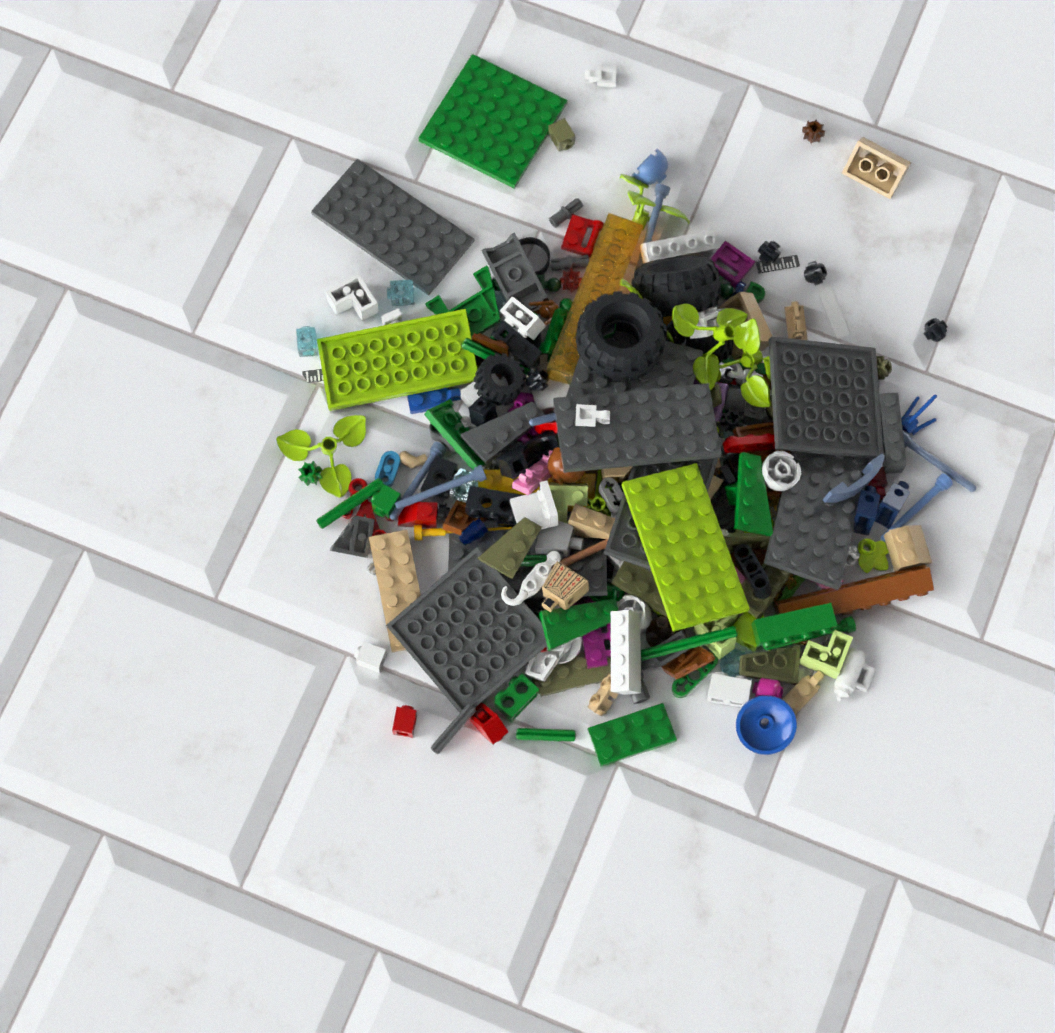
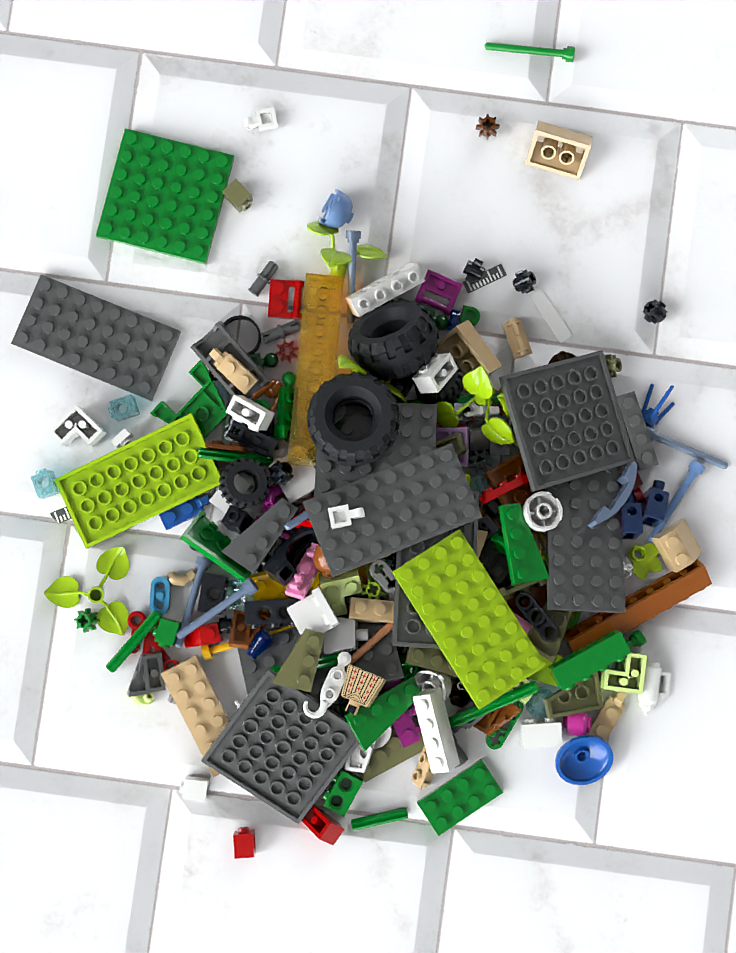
camera: 10 degrees left, 15 degrees up
(342, 561) = (144, 699): none -> yellowish green arm
(453, 729) = (291, 839): dark grey axle -> none
(517, 279) = (234, 370): none -> tan hinge
(685, 321) = (412, 386): lime plant -> none
(904, 87) = (567, 53): none -> green piece

